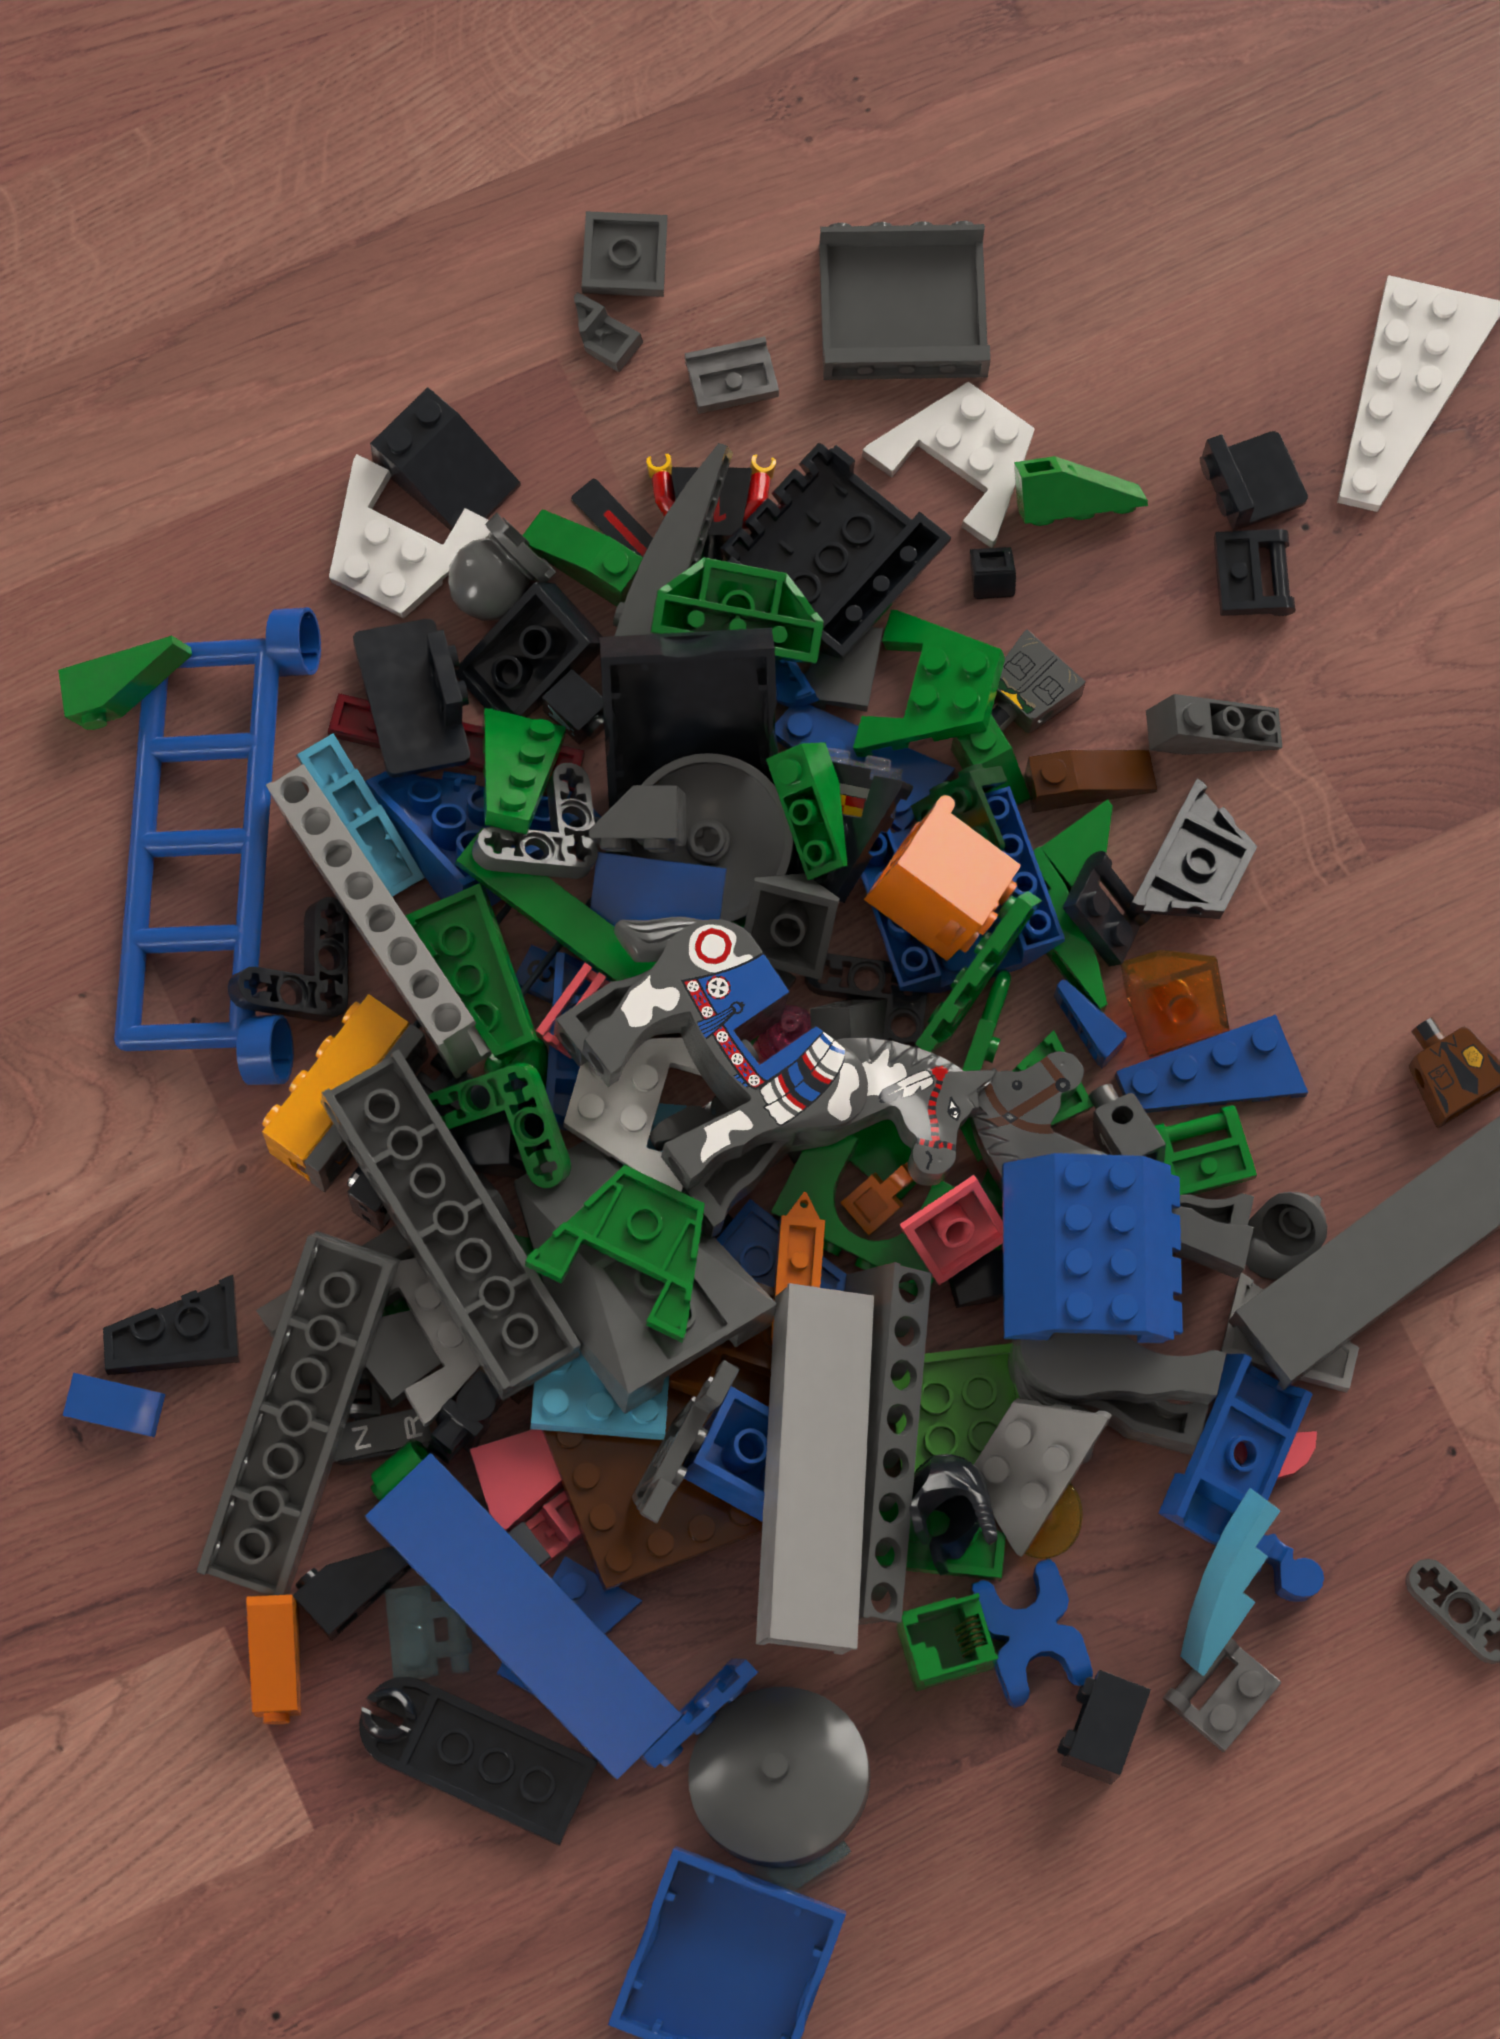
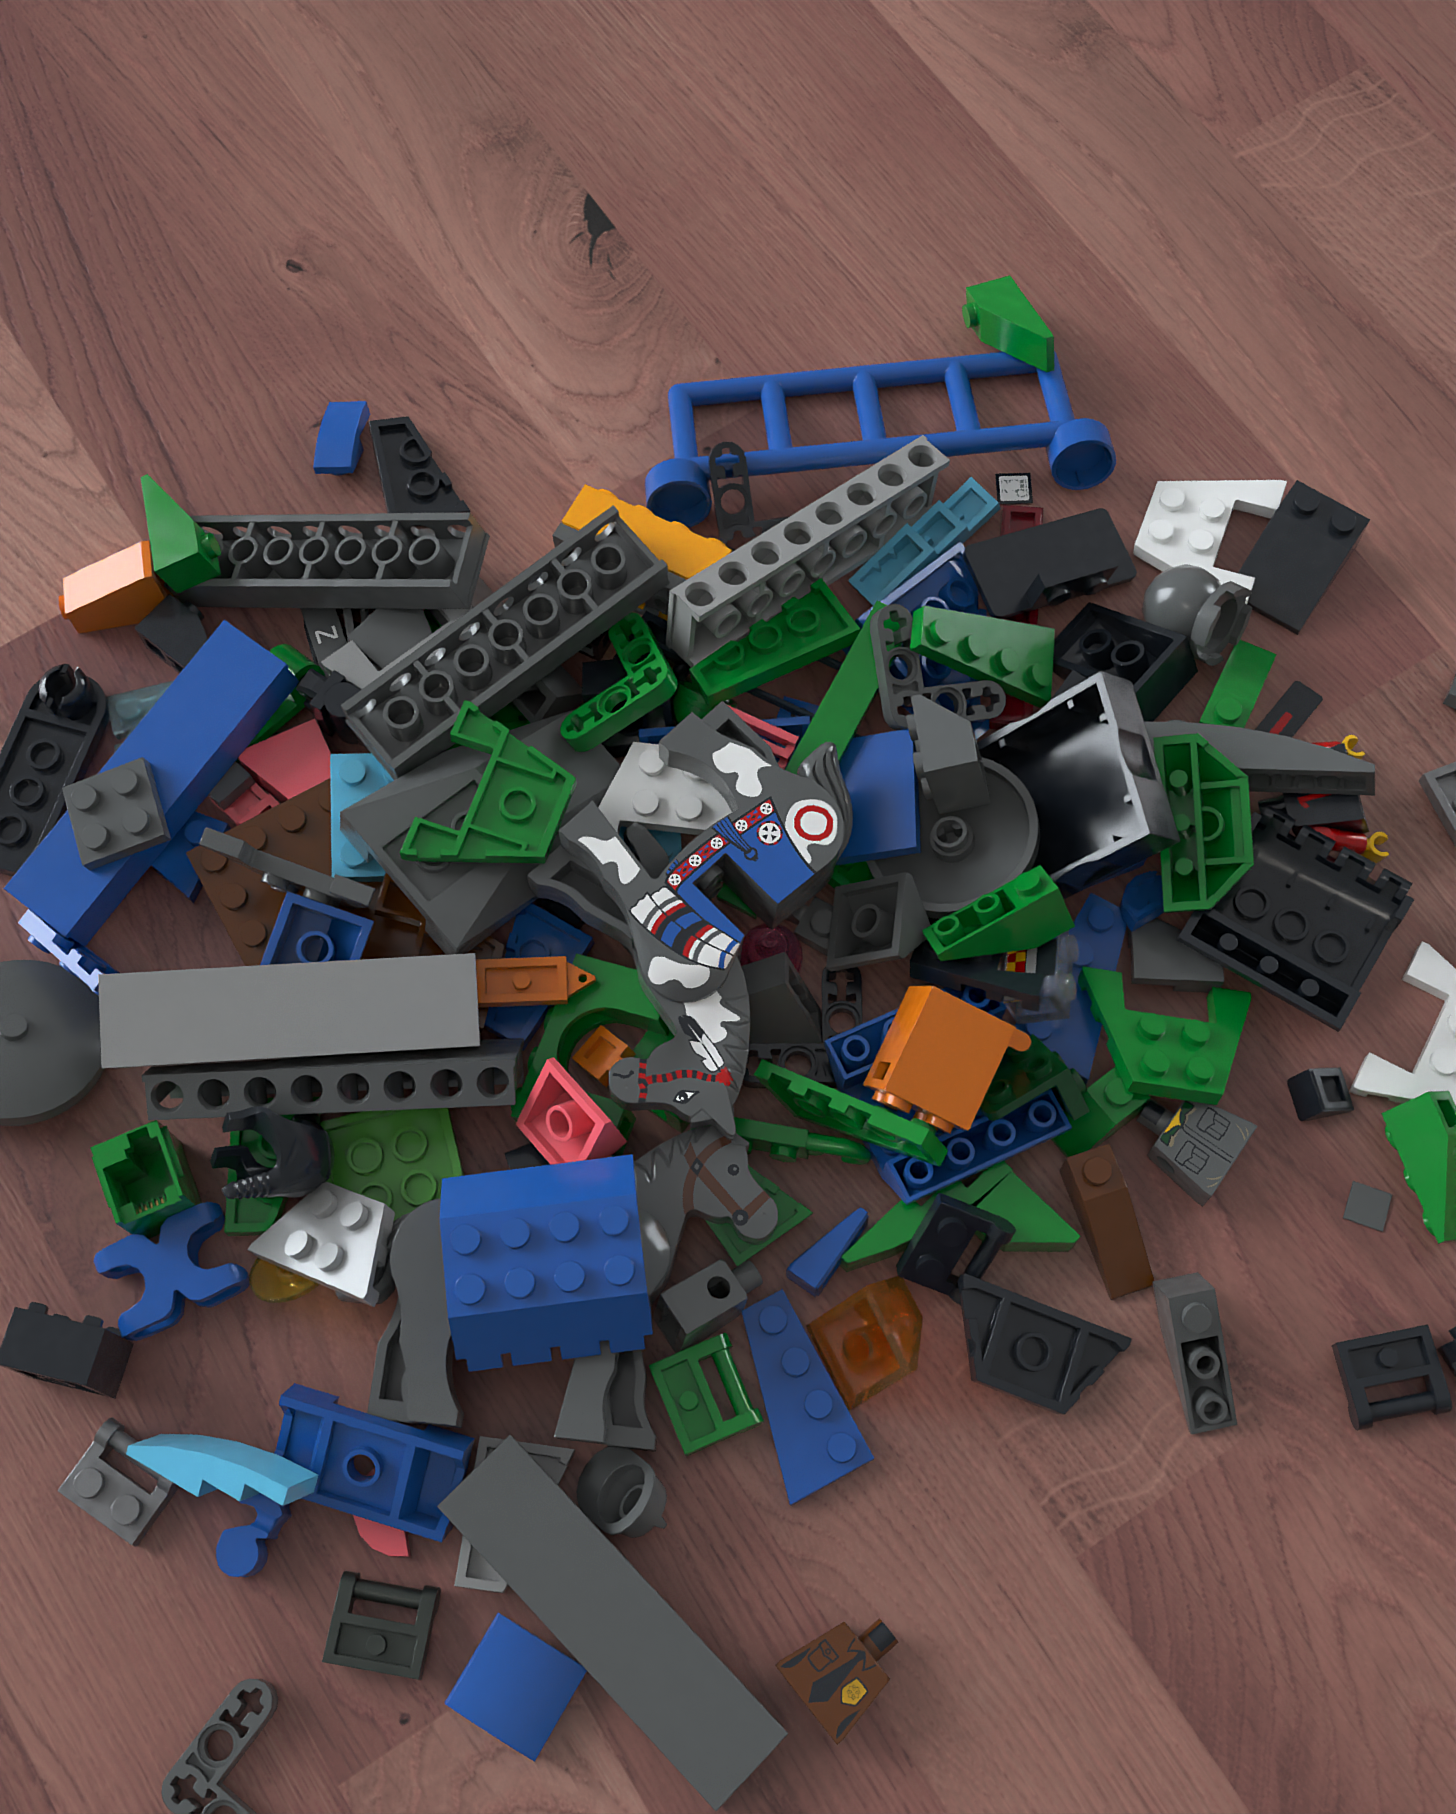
camera: 90 degrees right, 5 degrees down
(247, 1568) = (179, 546): none -> green slope
(302, 719) = (1014, 488): none -> sticker
(563, 1646) = (116, 813): none -> dark grey plate
(1099, 557) = (1367, 1206): none -> dark grey sticker
(1388, 1464) = (376, 1642): none -> pearl dark grey plate
(1437, 1345) = (516, 1686): none -> blue slope

